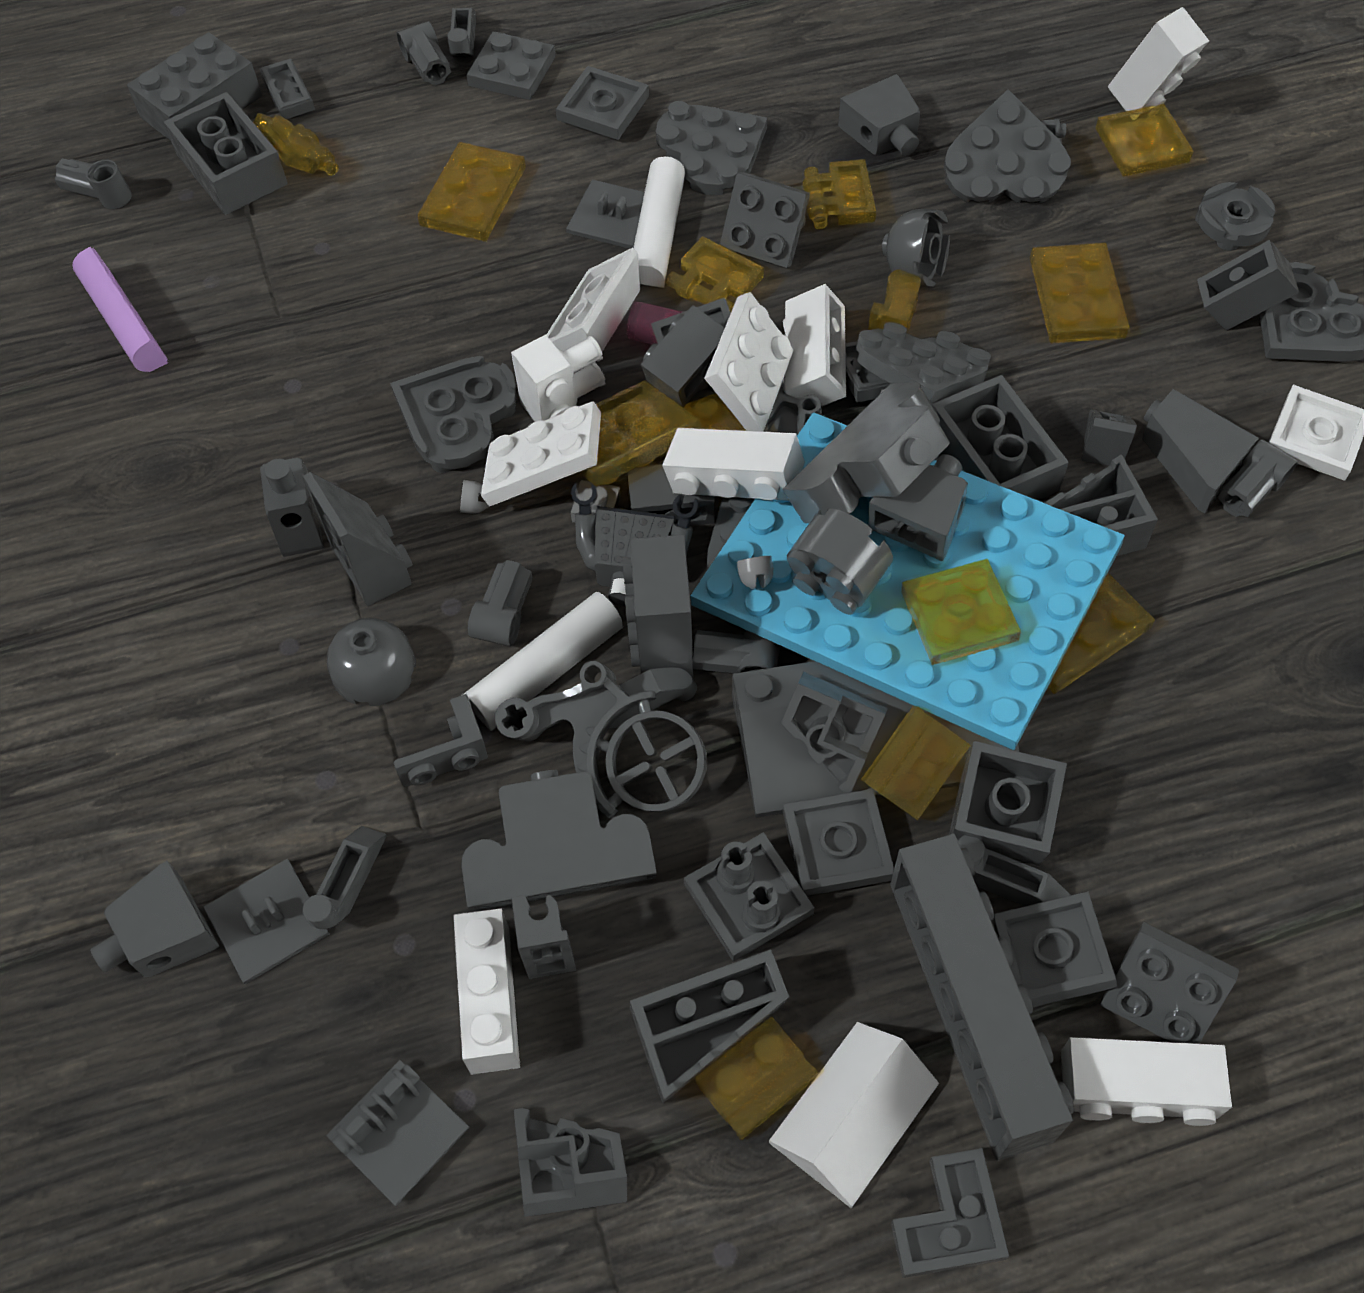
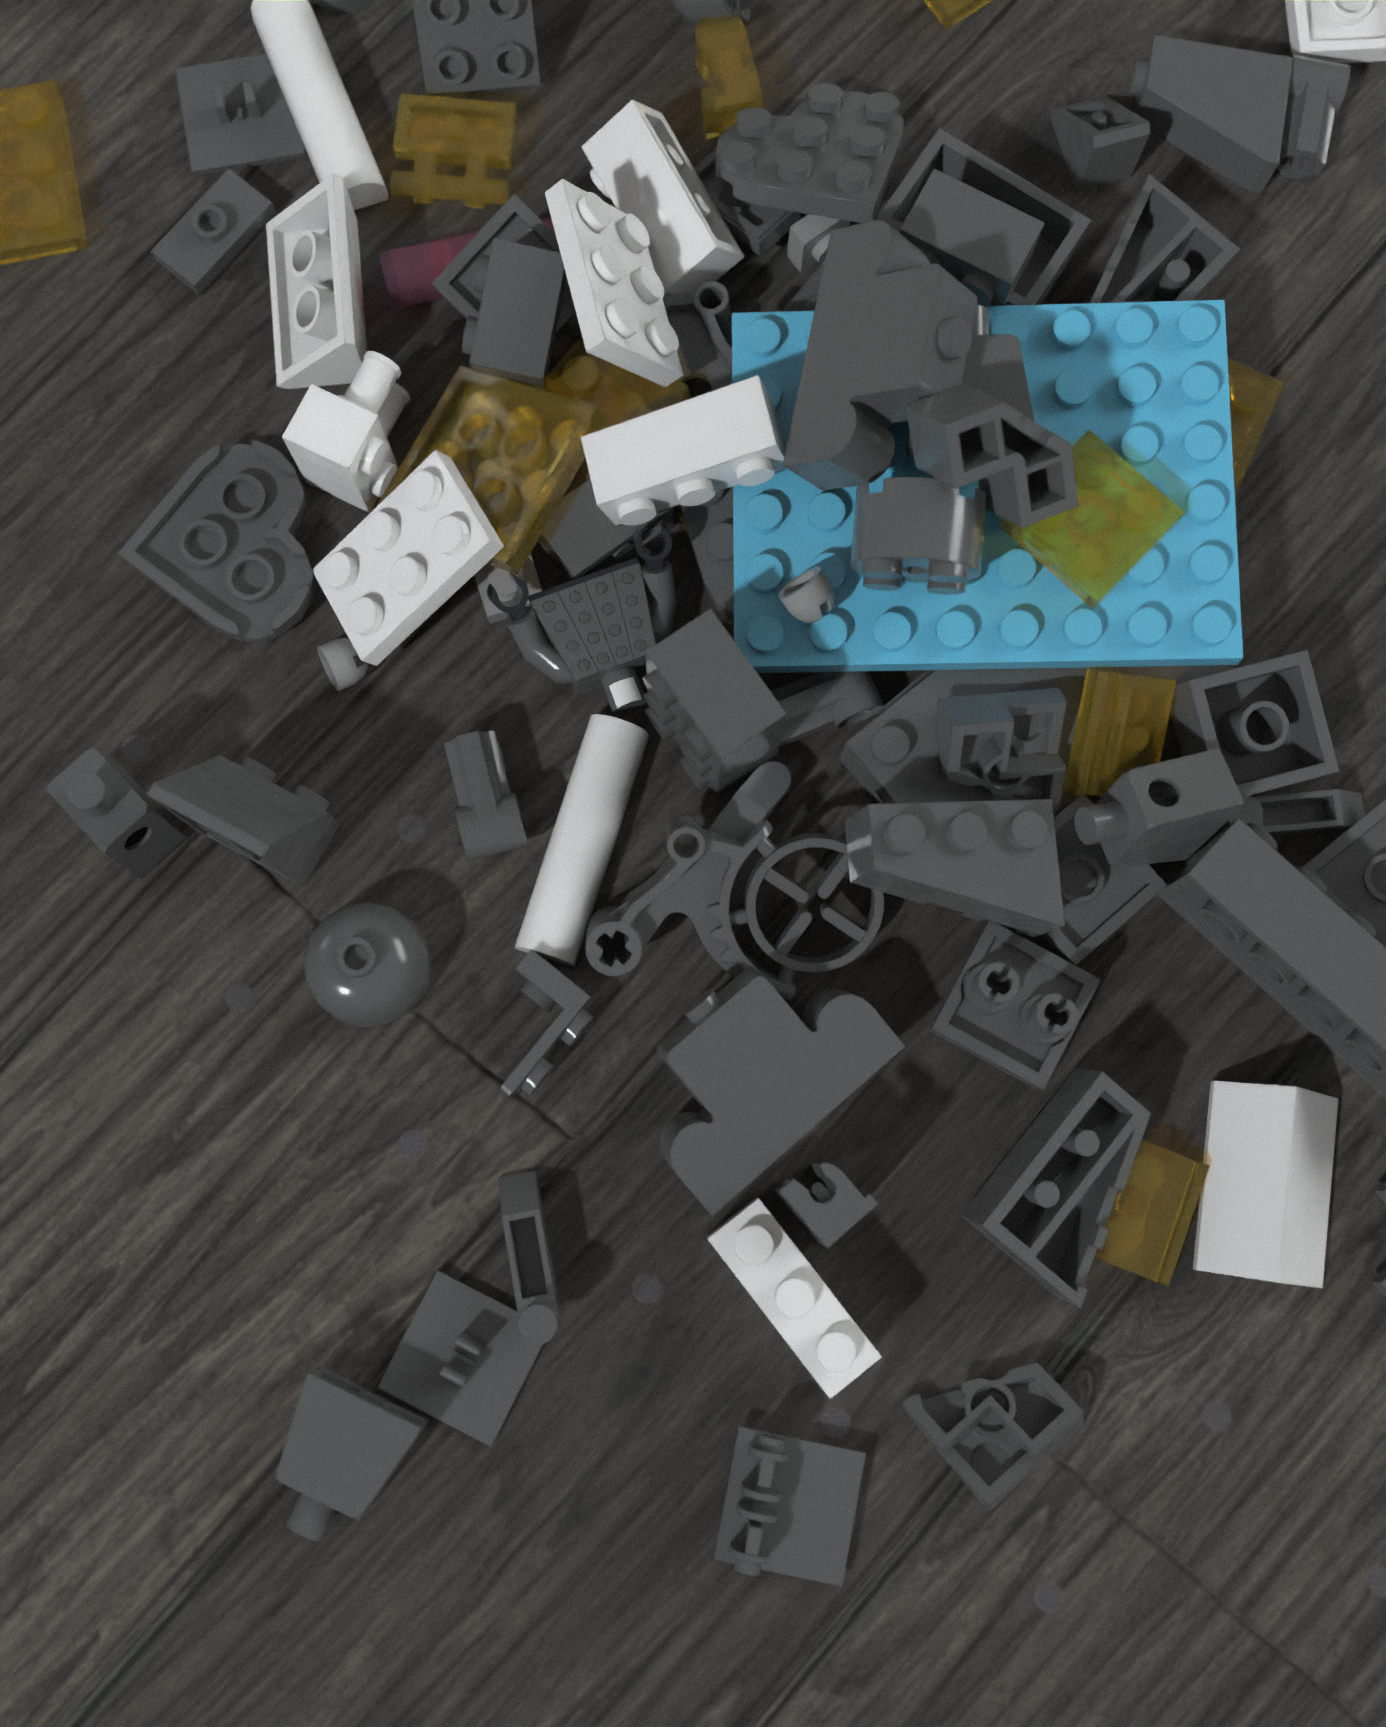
camera: 35 degrees left, 20 degrees up
(556, 260) = (214, 231): none -> dark grey plate
(761, 770) = (964, 856): none -> dark grey wedge
(907, 809) = (1161, 810): none -> dark grey torso
(922, 538) = (977, 437): none -> dark grey brick
(979, 432) = (972, 236): none -> dark grey brick

